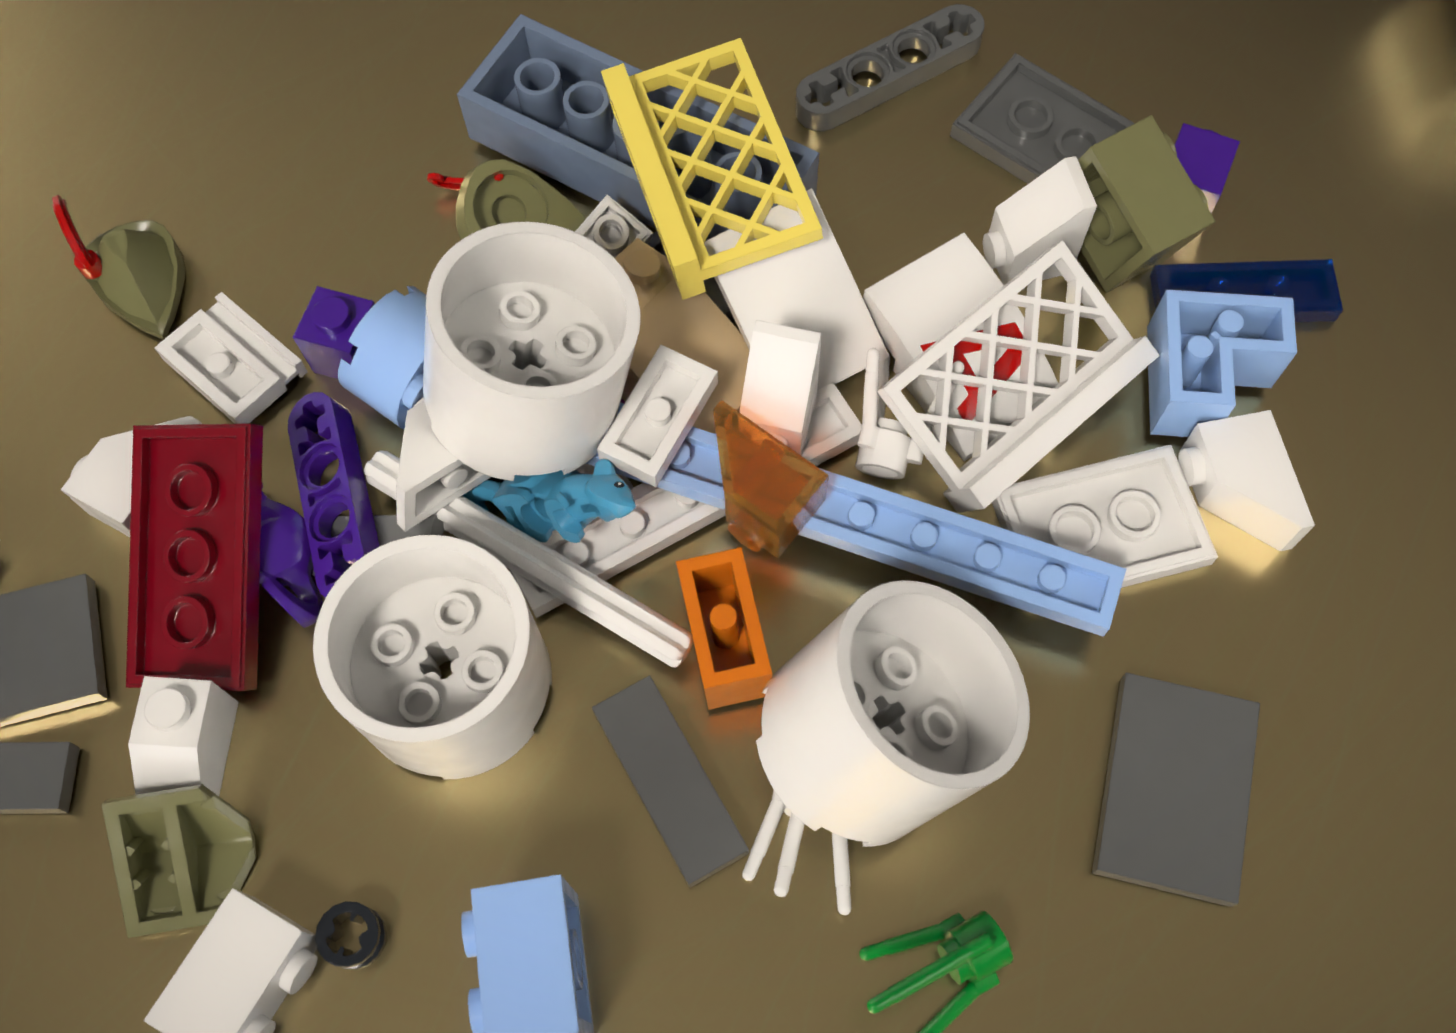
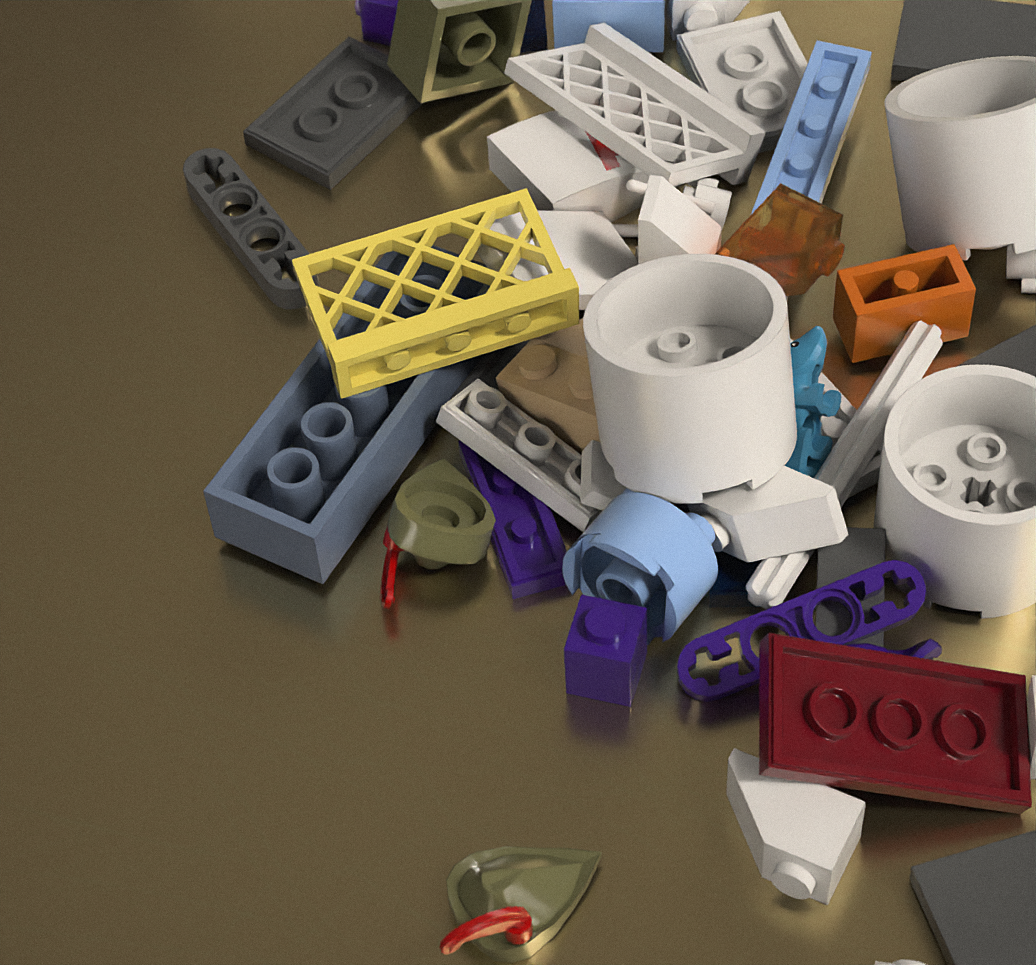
camera: 90 degrees left, 15 degrees down
(231, 360) = (632, 769): white plate -> none
(1037, 217) = (468, 89): white slope -> none

